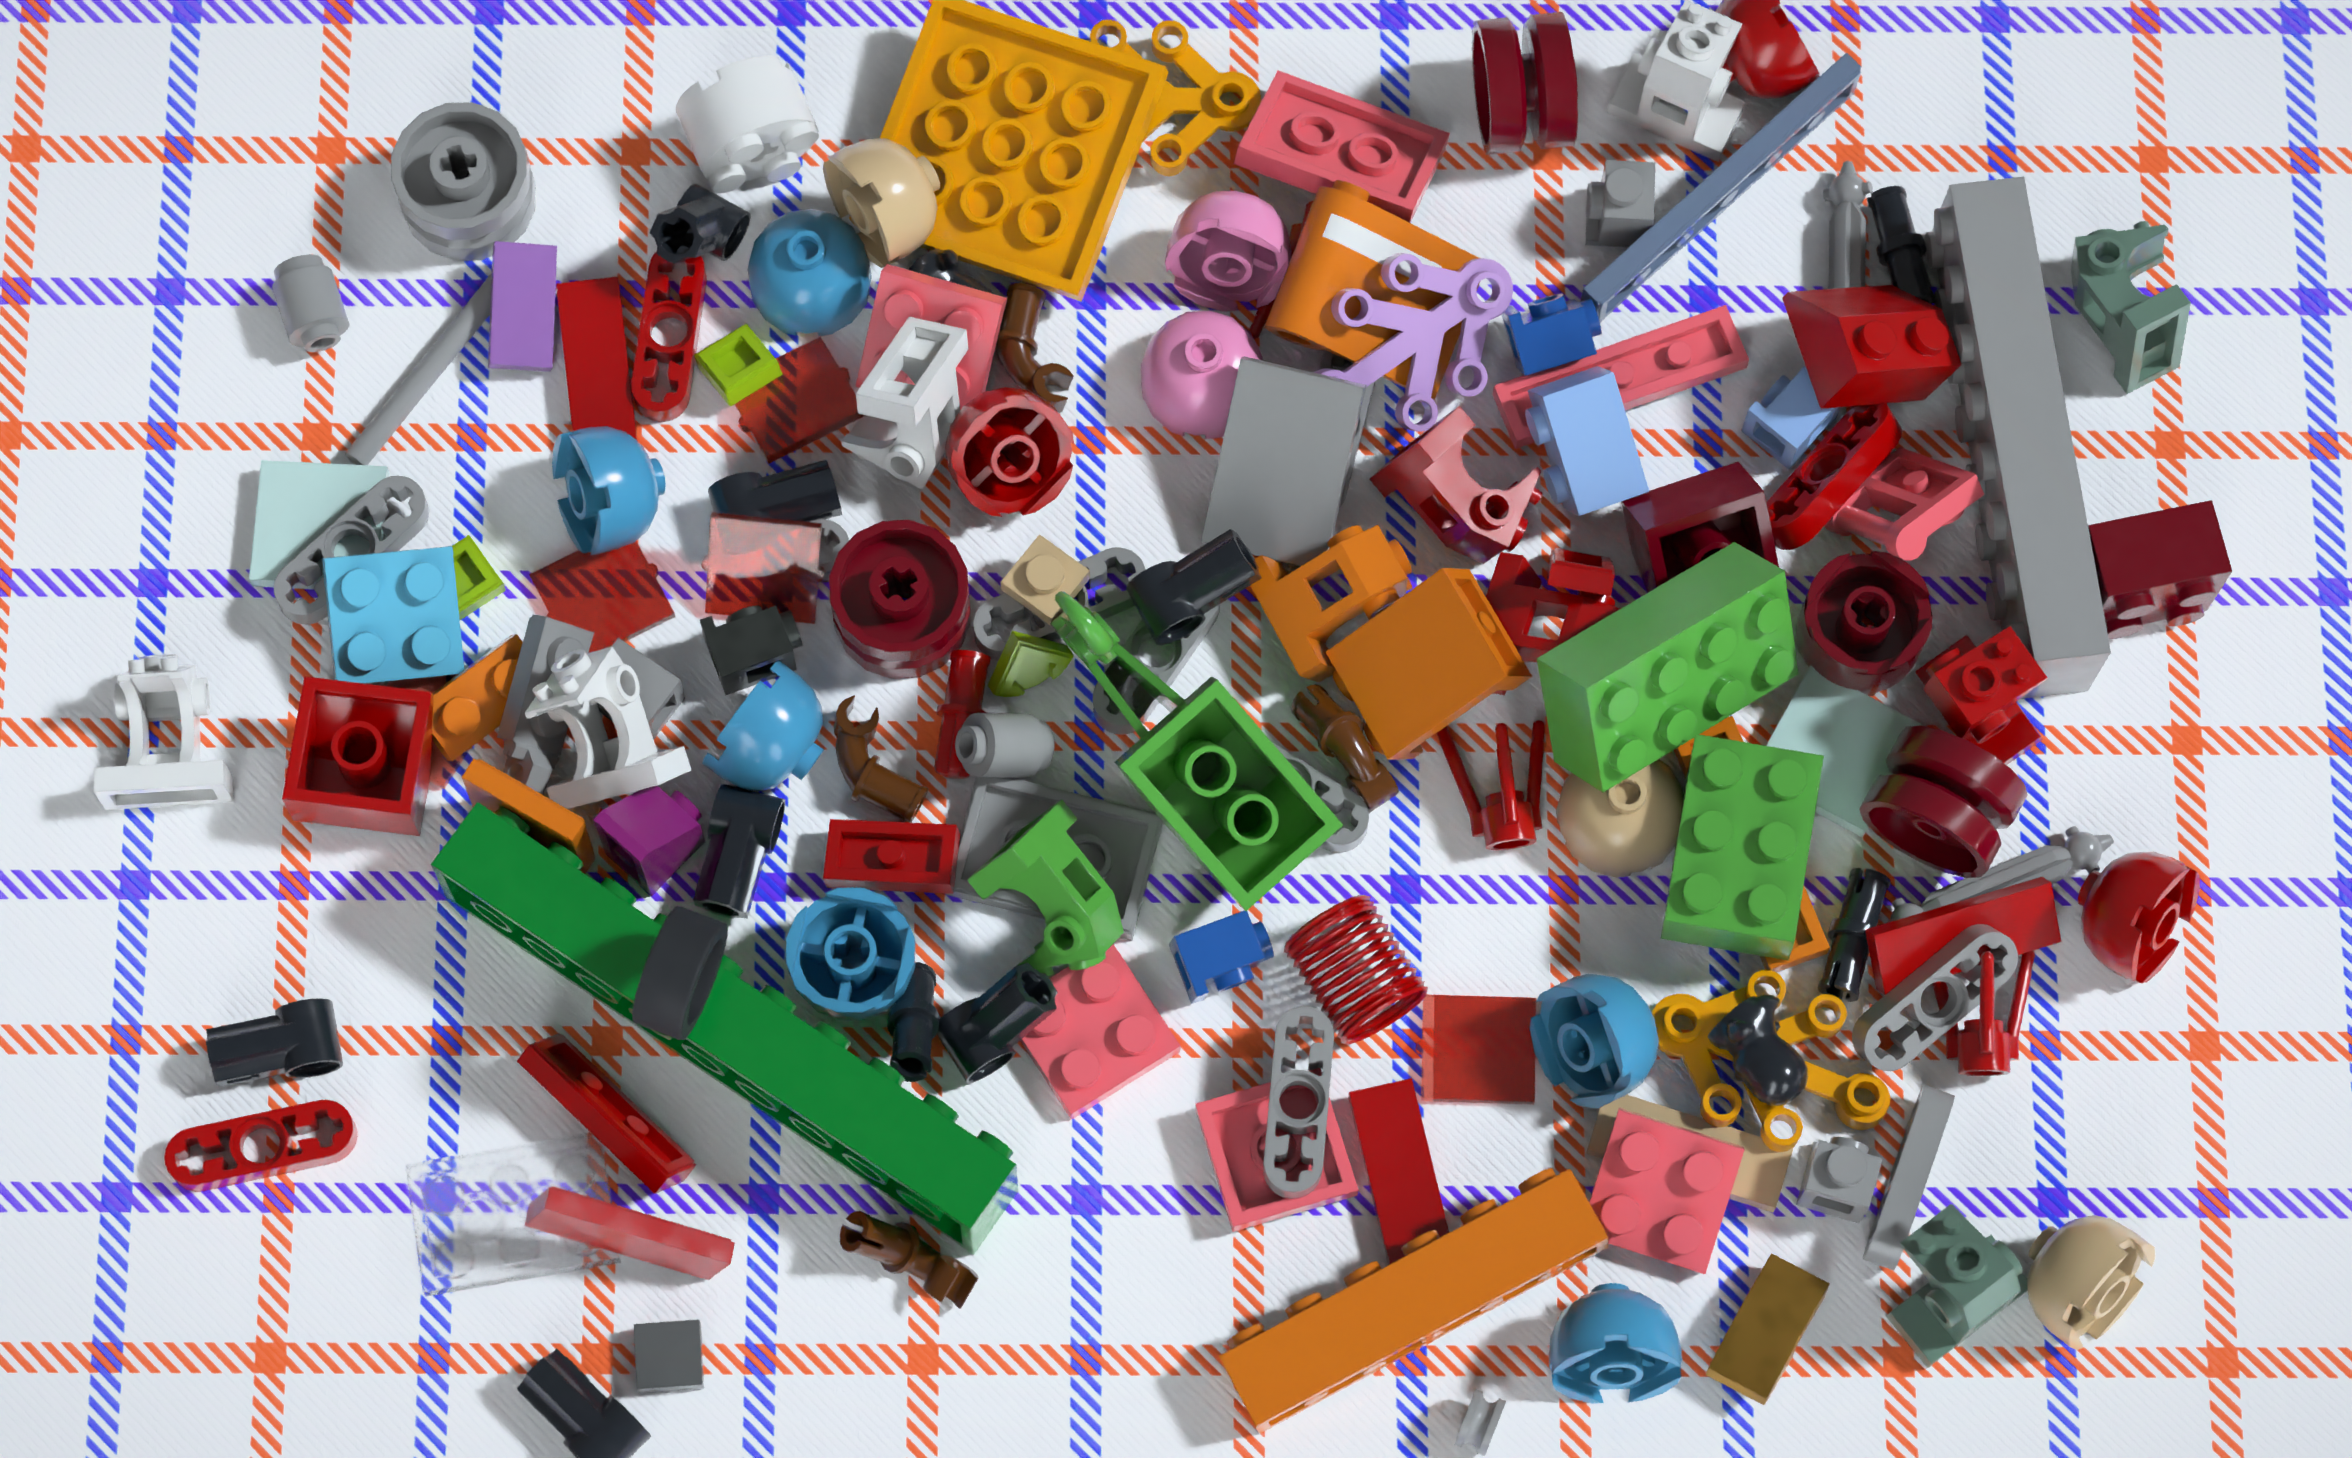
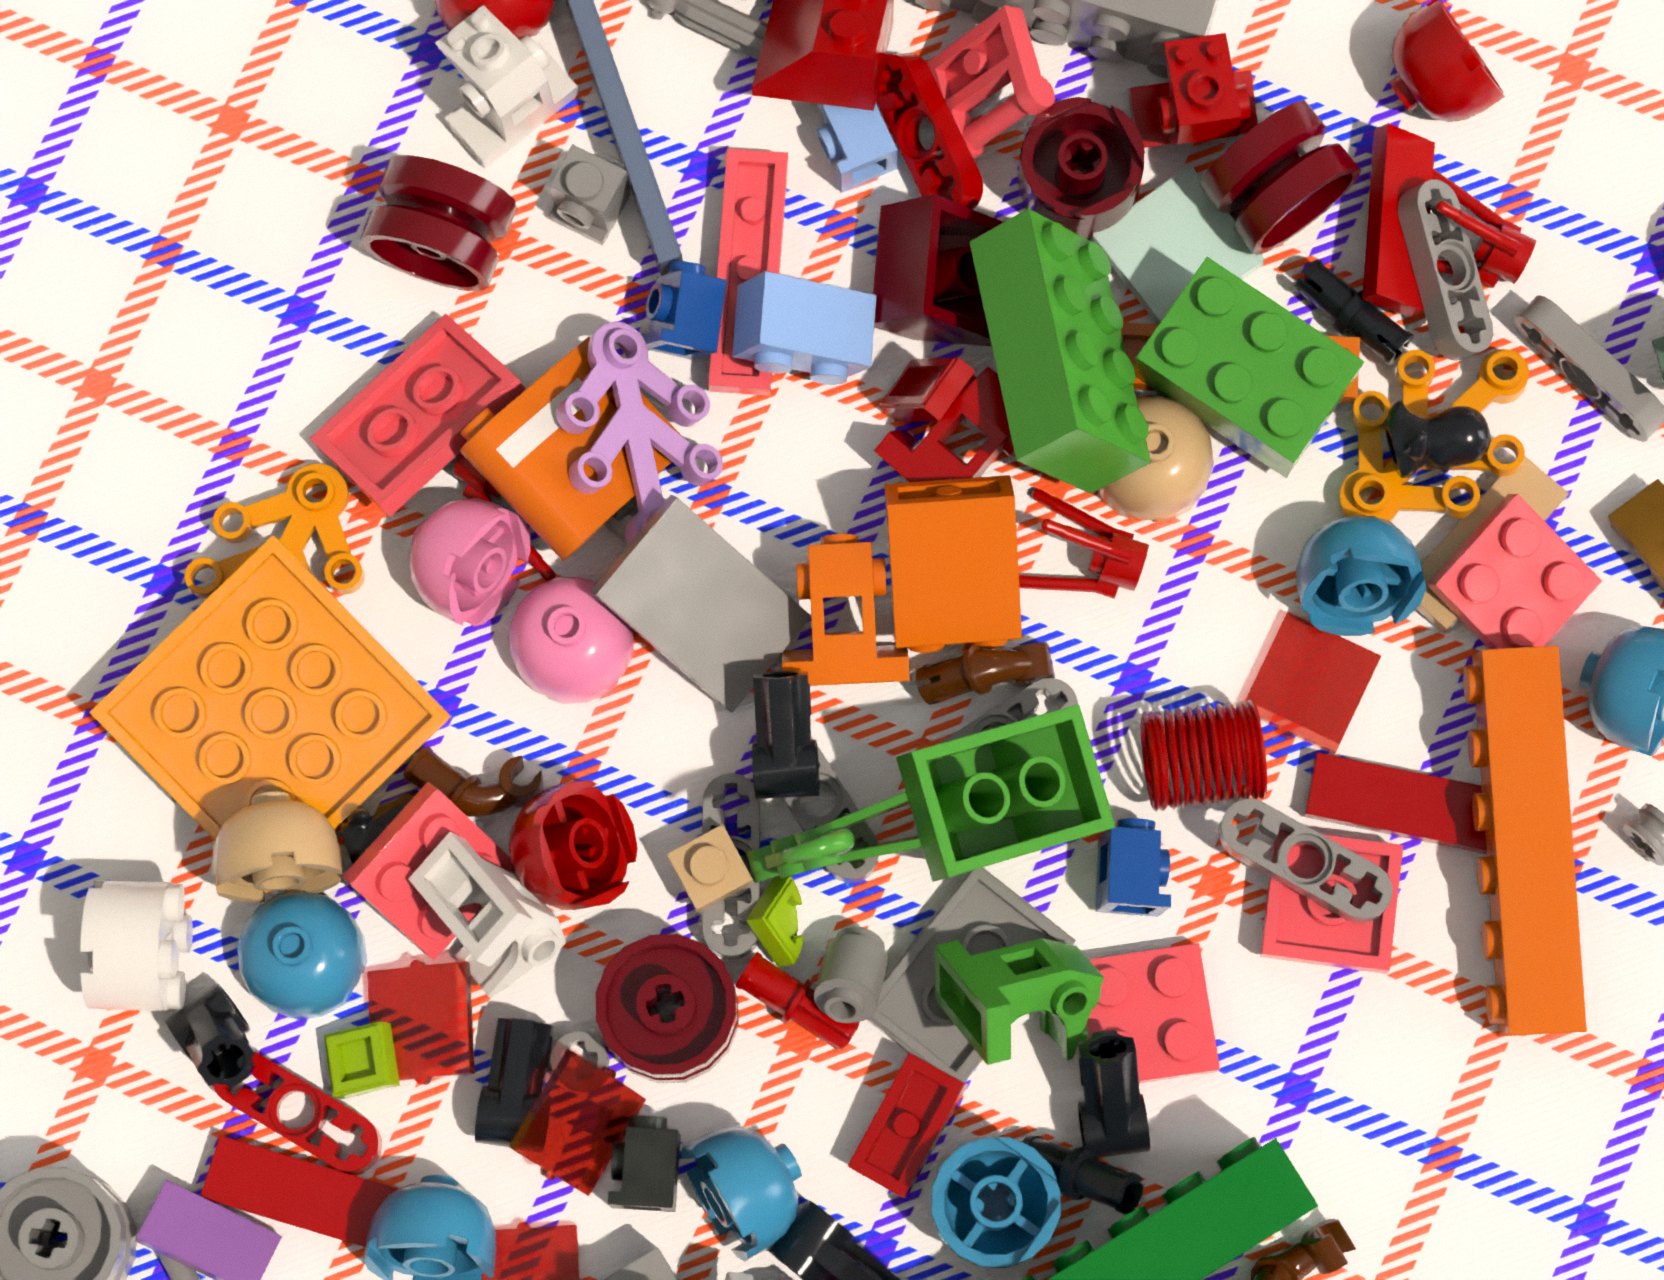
camera: 60 degrees left, 5 degrees up
(865, 774) = (817, 1115): reddish brown piece -> none
(1450, 501) = (778, 477): red tile -> none
(1839, 1178) = (1568, 426): light grey brick -> none
(2080, 851) = (1359, 122): light grey wheel -> none

